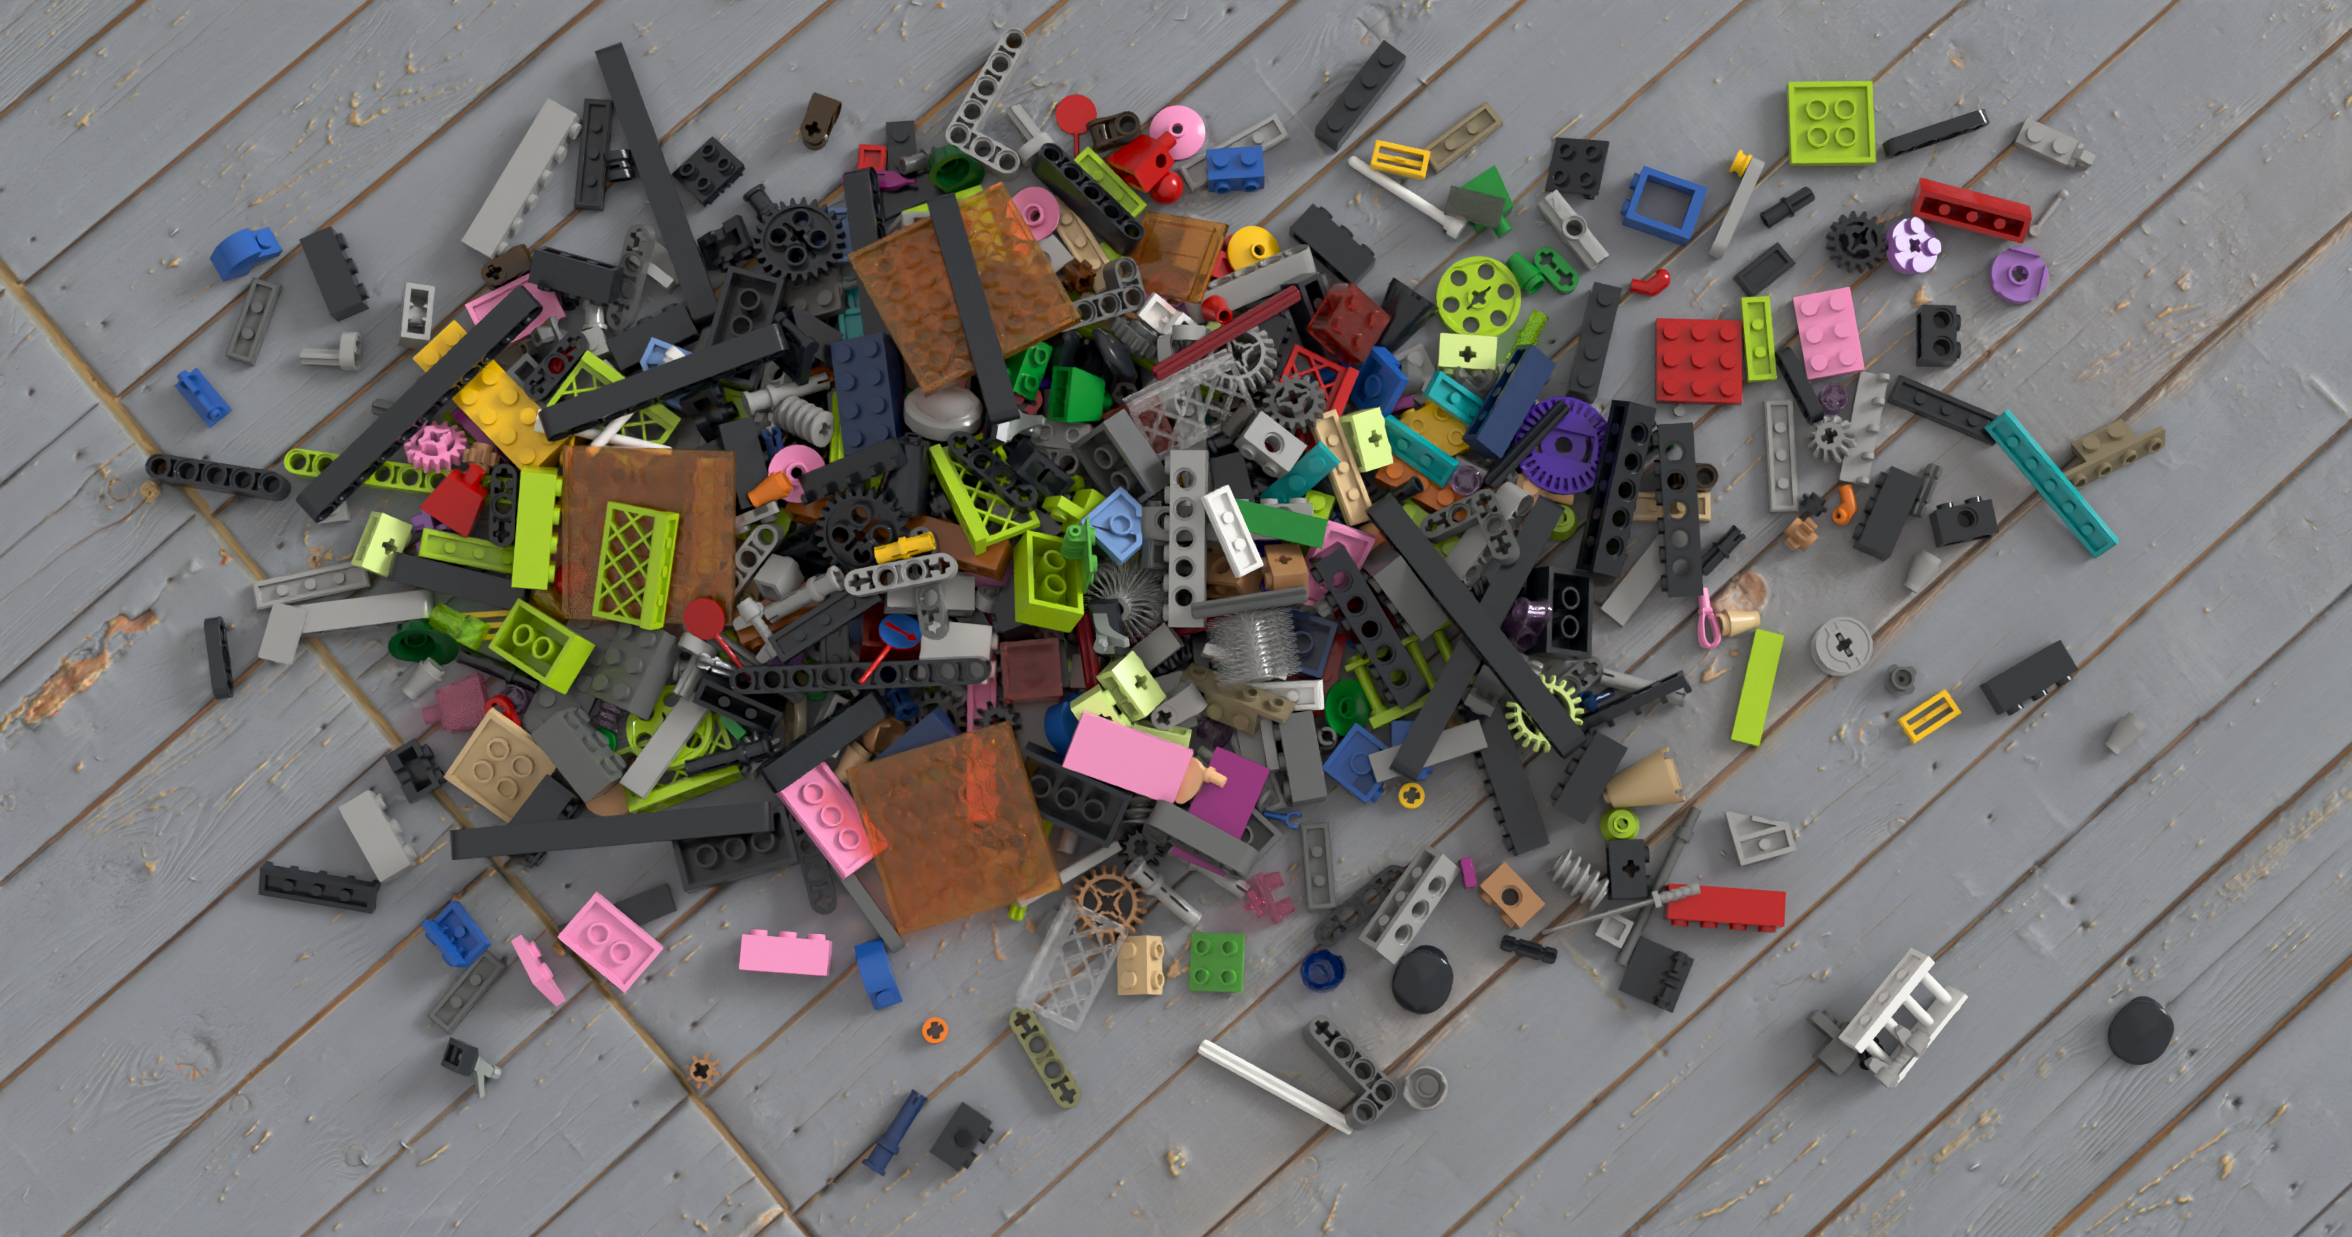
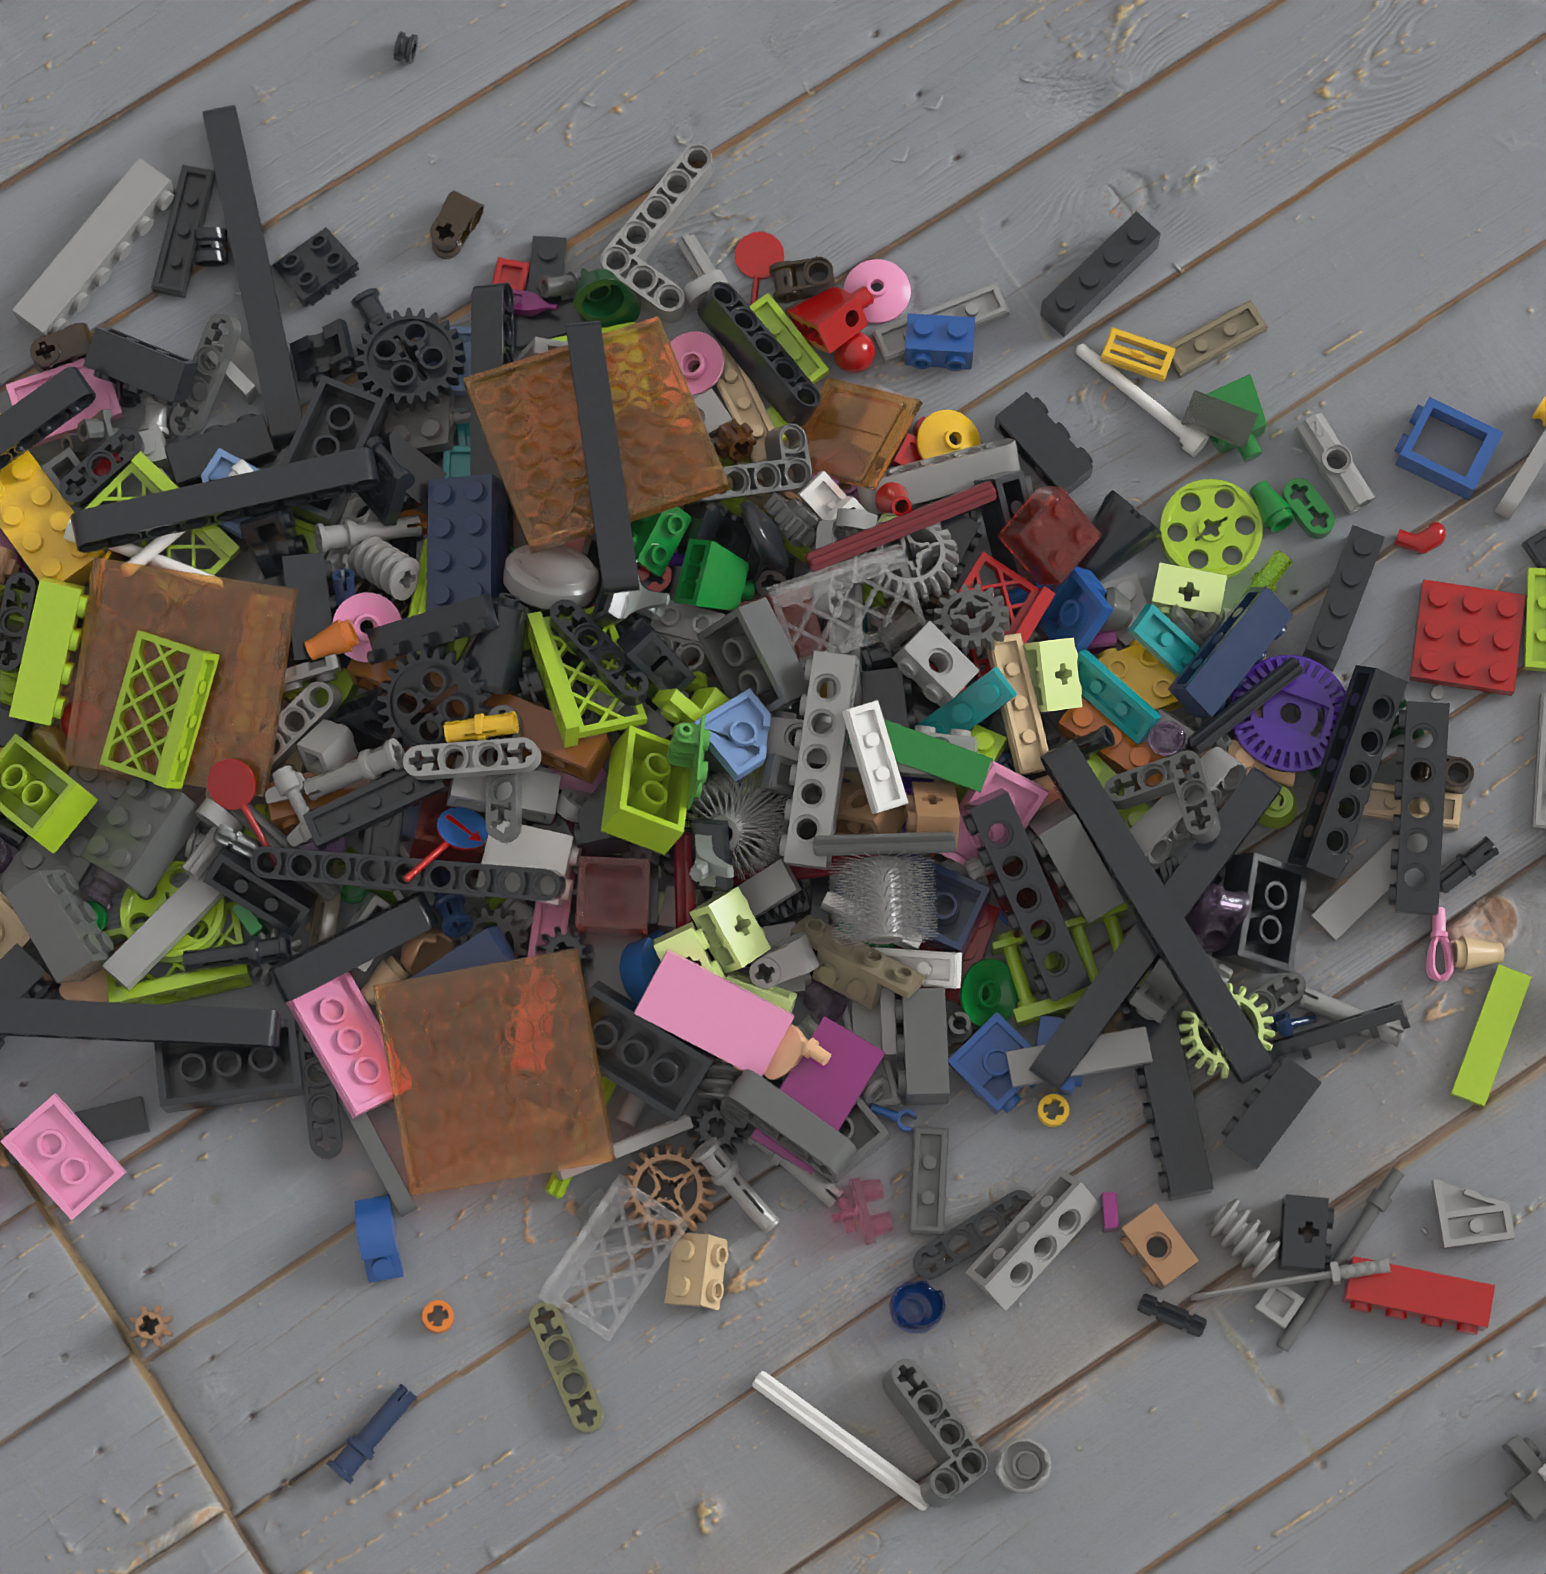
camera: 10 degrees right, 5 degrees down
(785, 953) = (271, 1199): bright pink brick -> none
(946, 1146) = (431, 1456): black brick -> none
(1216, 962) = (790, 1279): bright green hinge -> none
(1422, 980) = (1037, 1335): black piece -> none
(1577, 166) = (1350, 389): black hinge -> none
(1615, 817) = (1298, 1168): lime cone -> none
(1645, 783) = (1340, 1131): tan cone -> none
(1656, 974) = (1324, 1366): black hinge -> none

